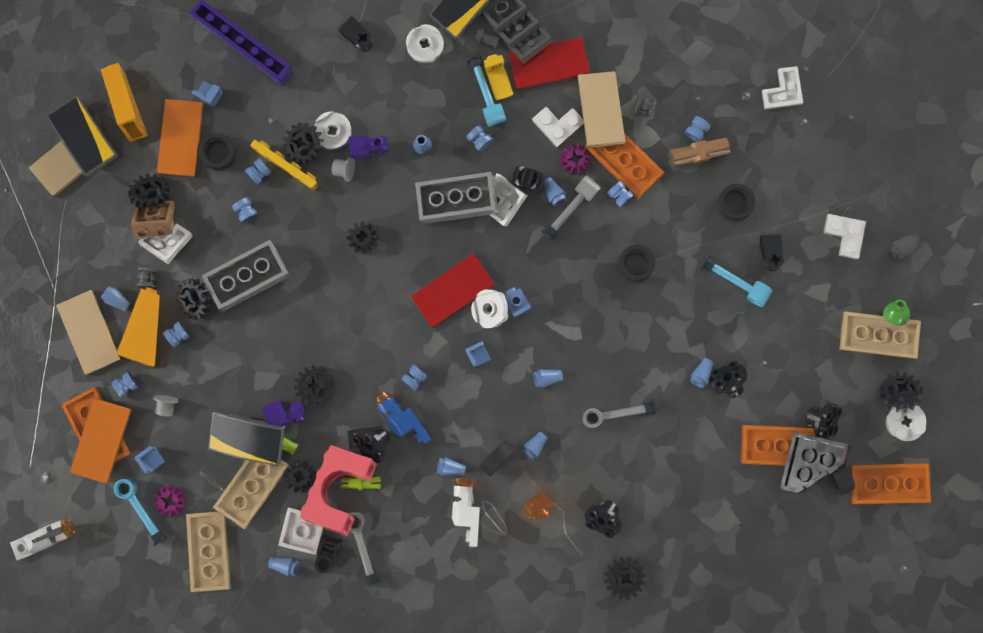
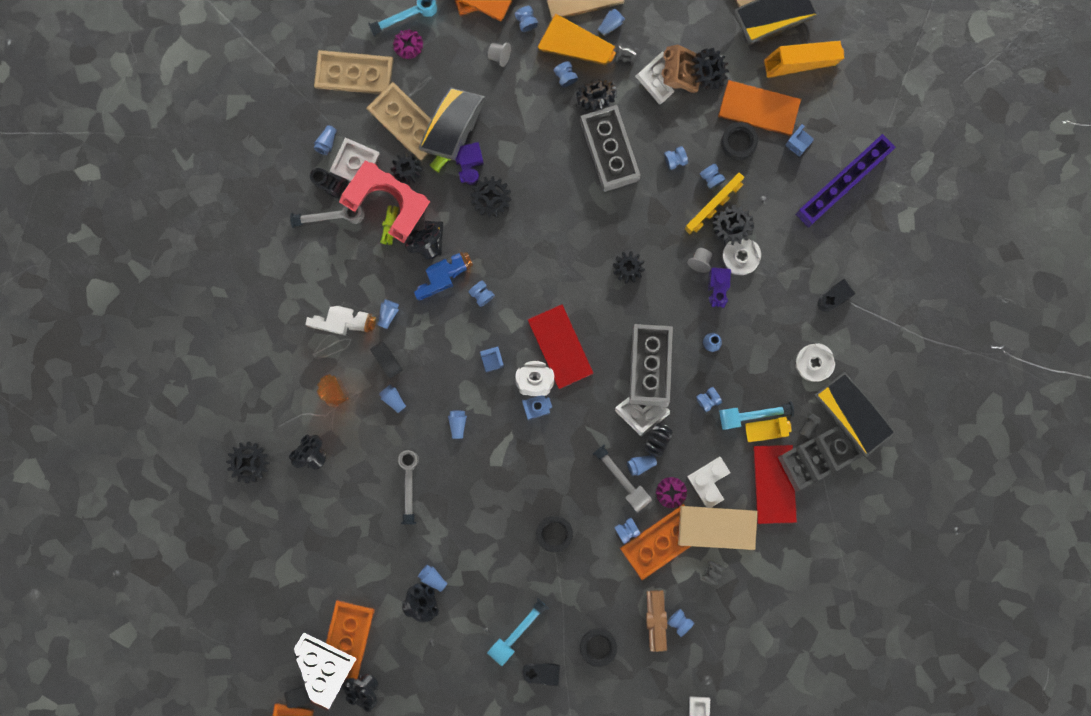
camera: 100 degrees right, 0 degrees up
(150, 459) = (449, 31): medium blue panel -> none

